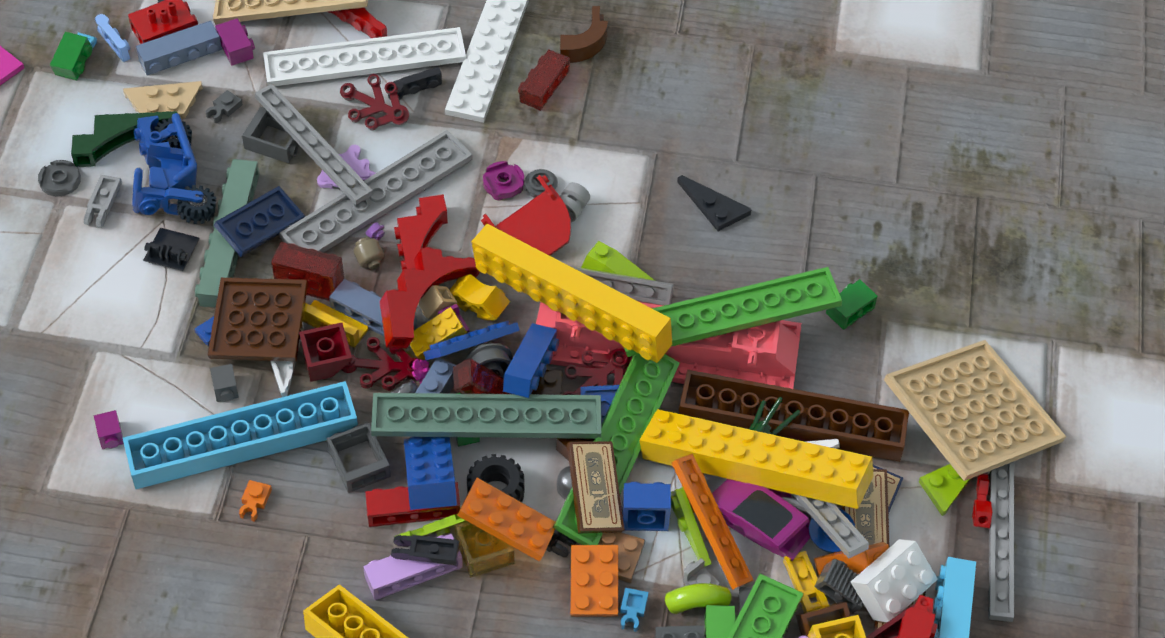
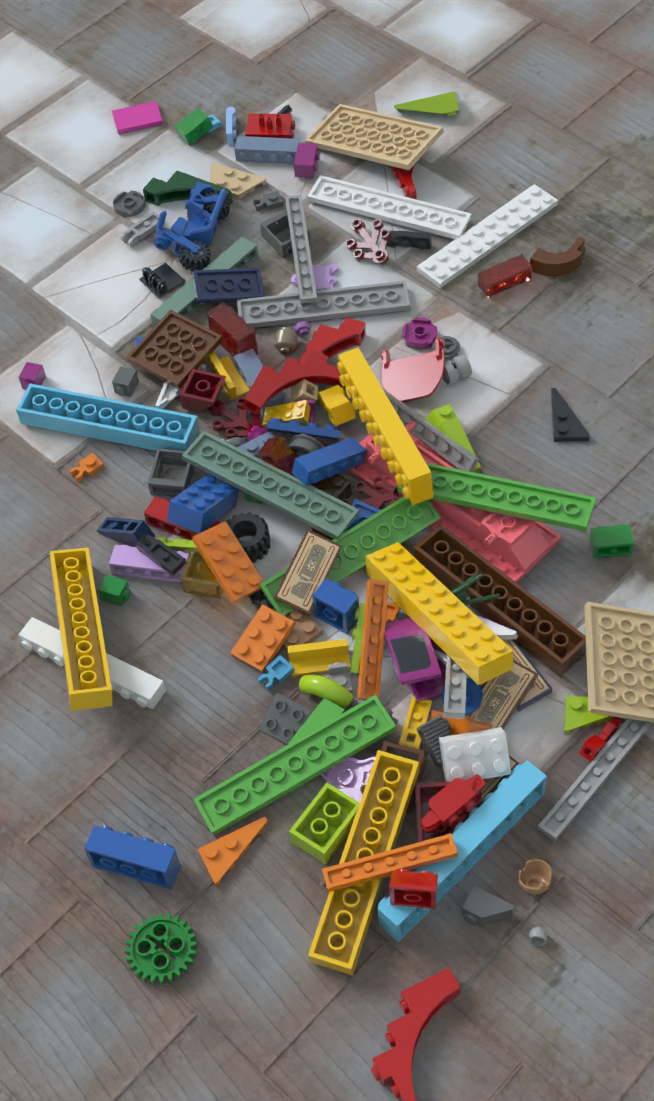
camera: 40 degrees right, 0 degrees up
(359, 546) = (125, 530): none -> dark blue slope
(399, 614) = (114, 590): none -> green brick
(662, 569) = (316, 657): none -> yellow panel

